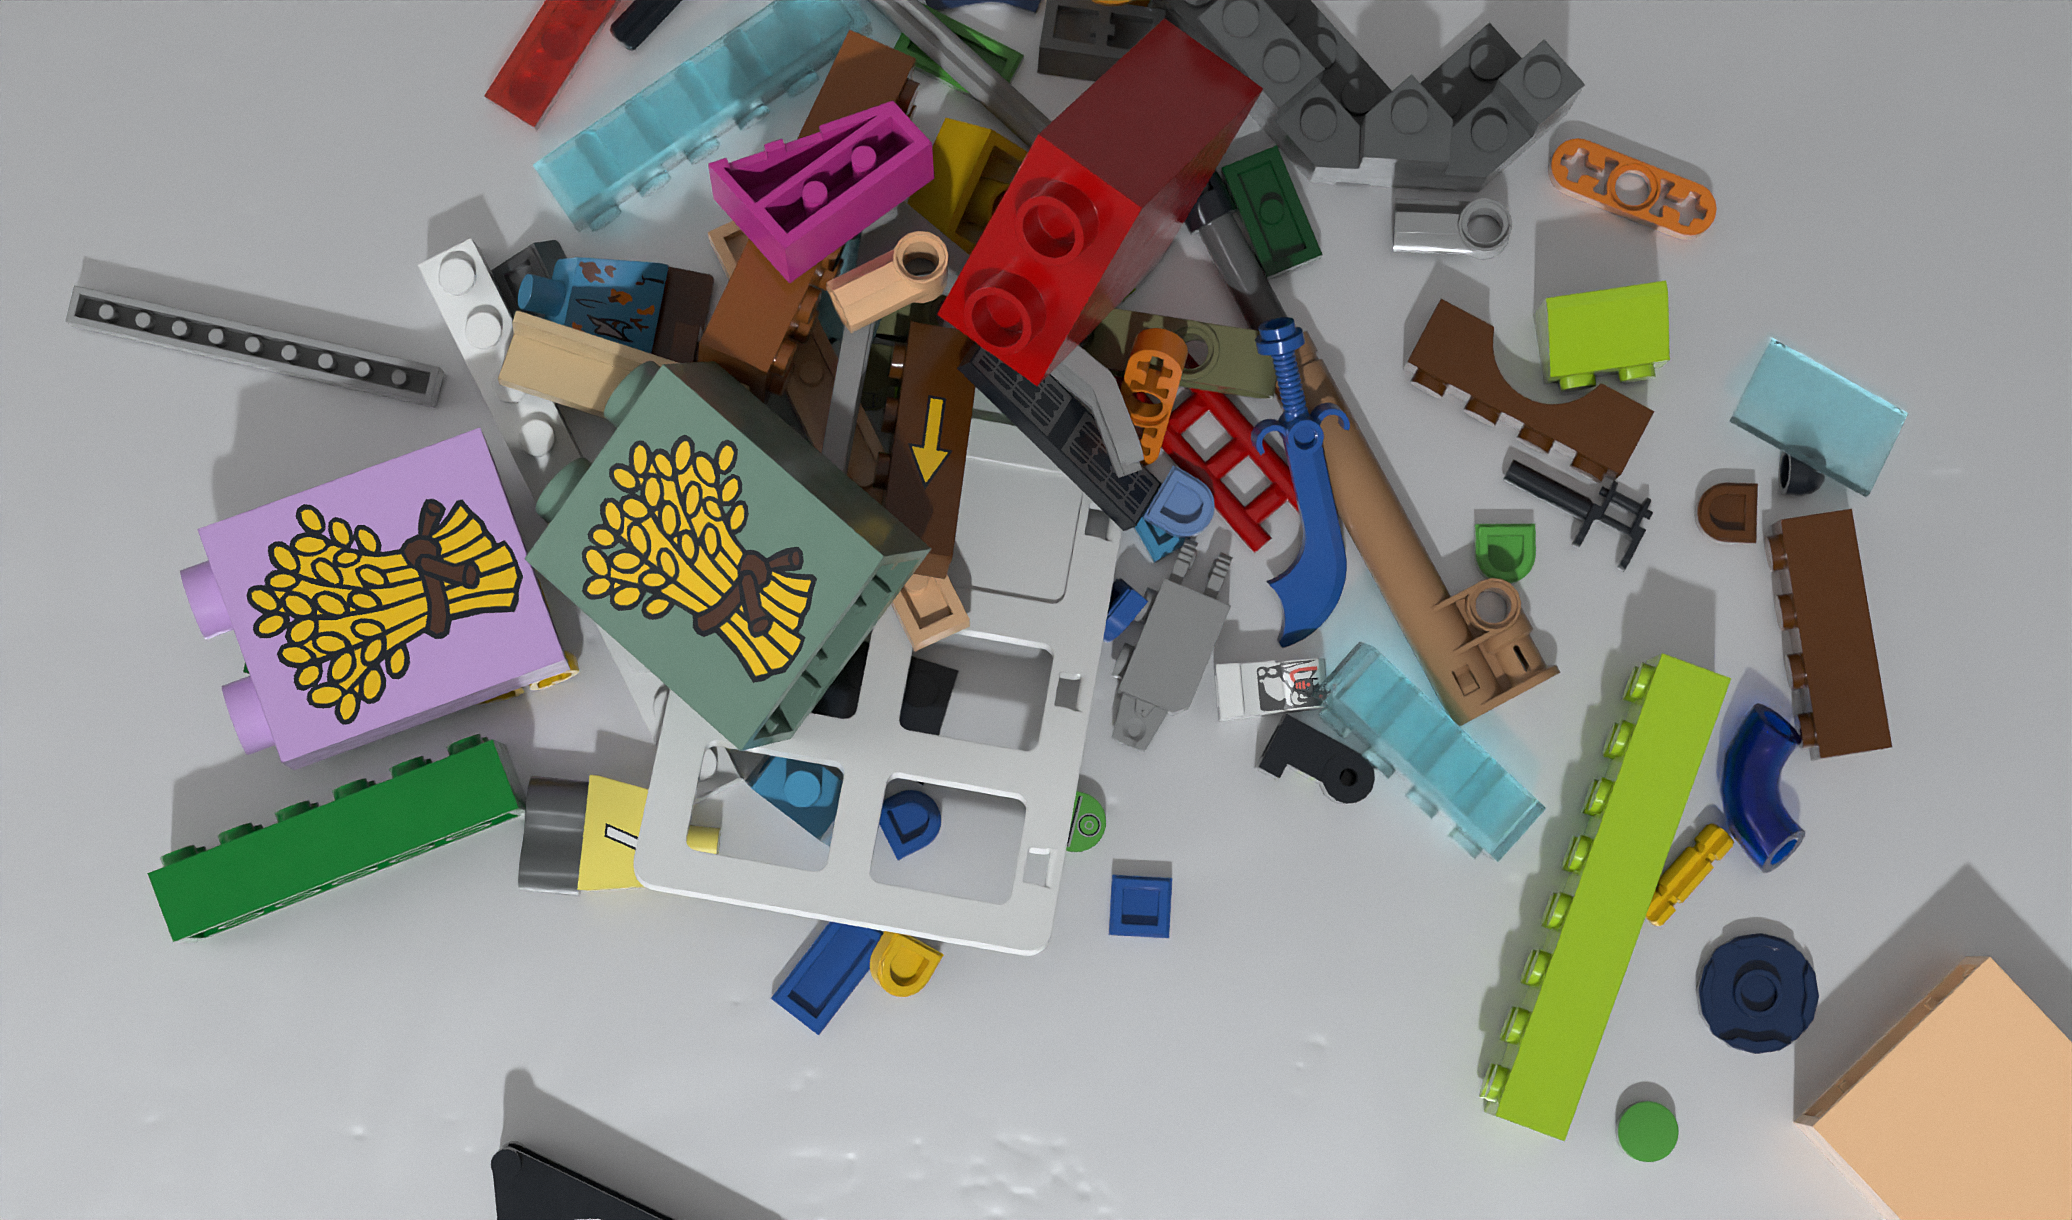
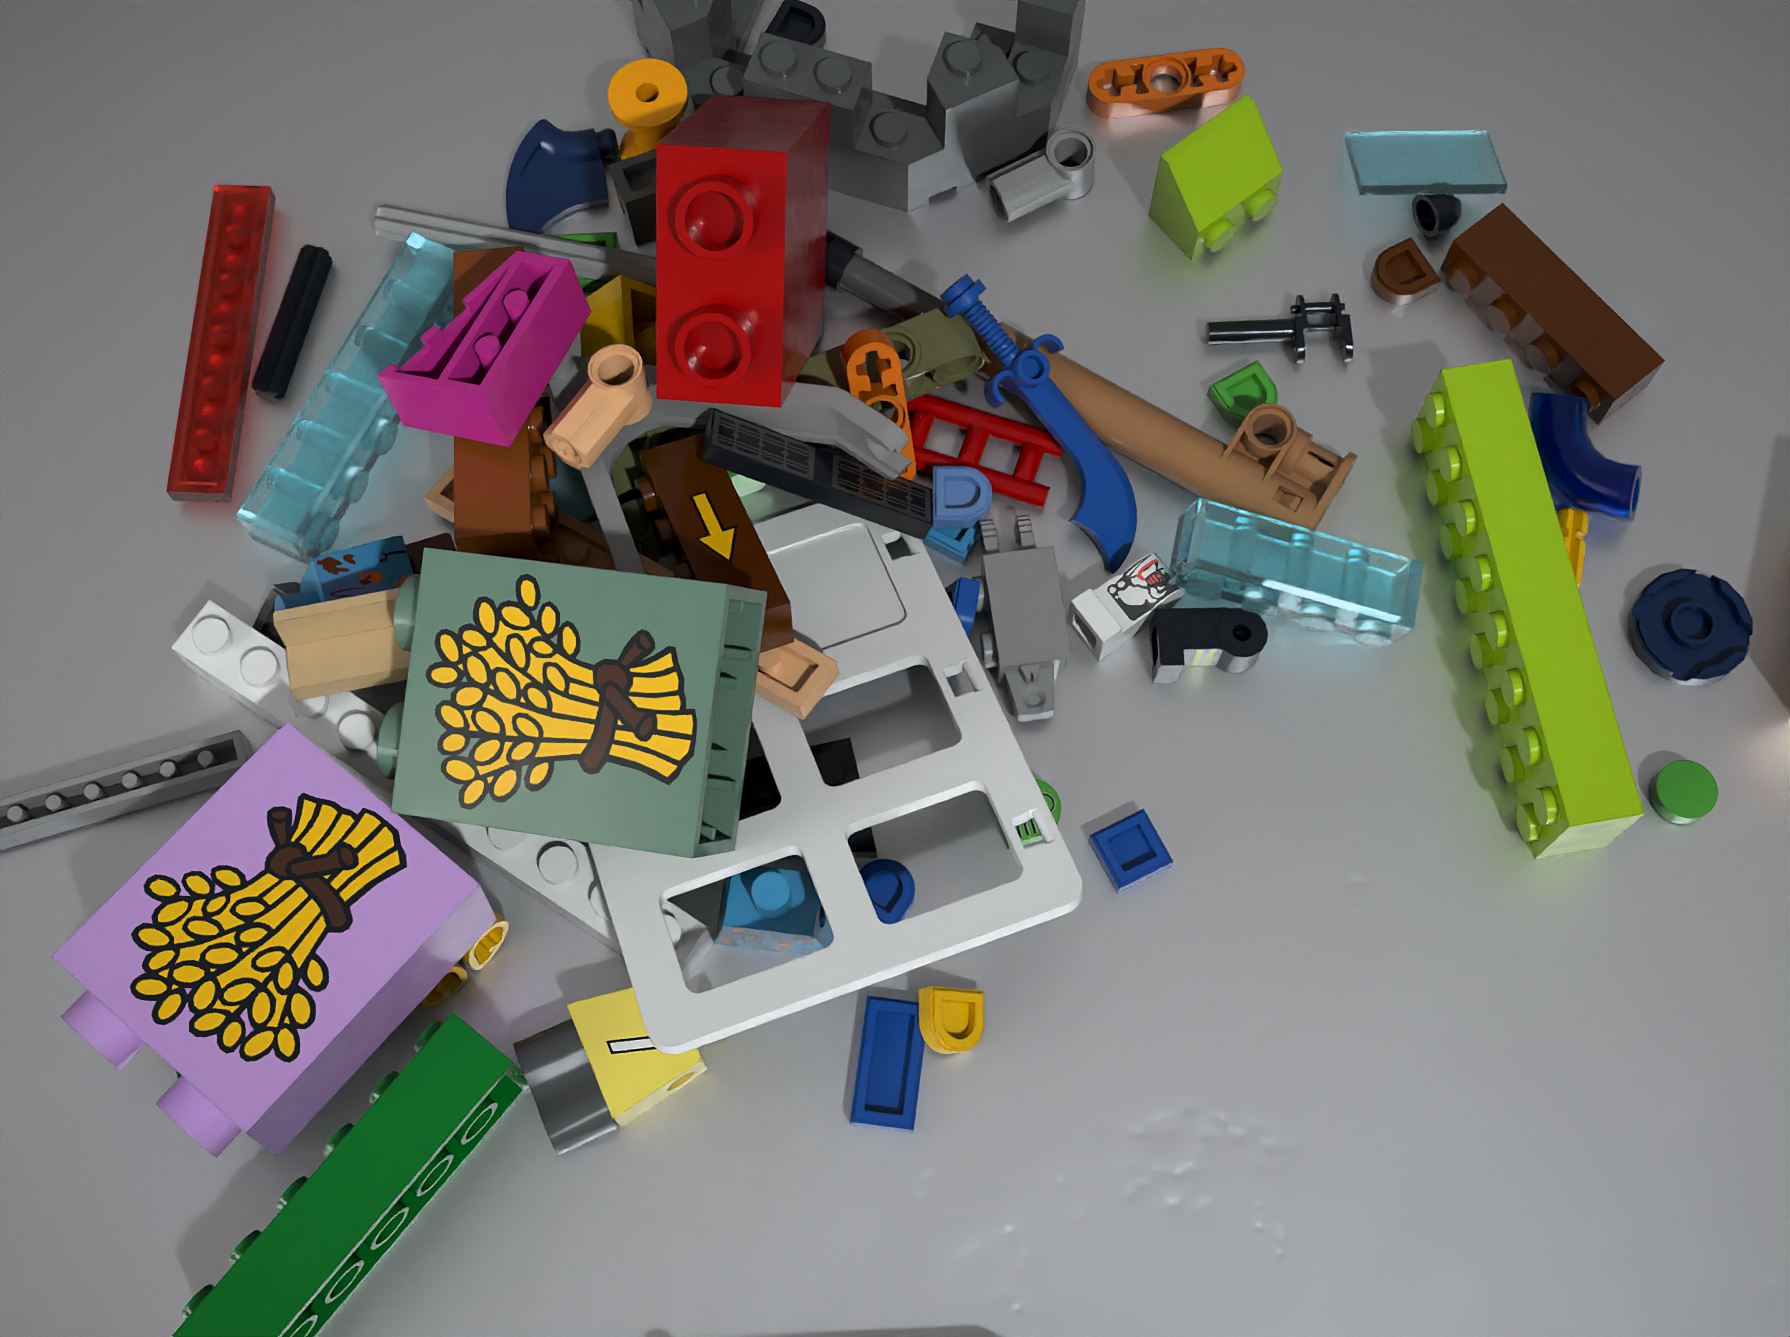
camera: 30 degrees left, 15 degrees down
(1271, 212) = (893, 239): dark green plate -> none
(1459, 359) = (1118, 269): reddish brown arch -> none

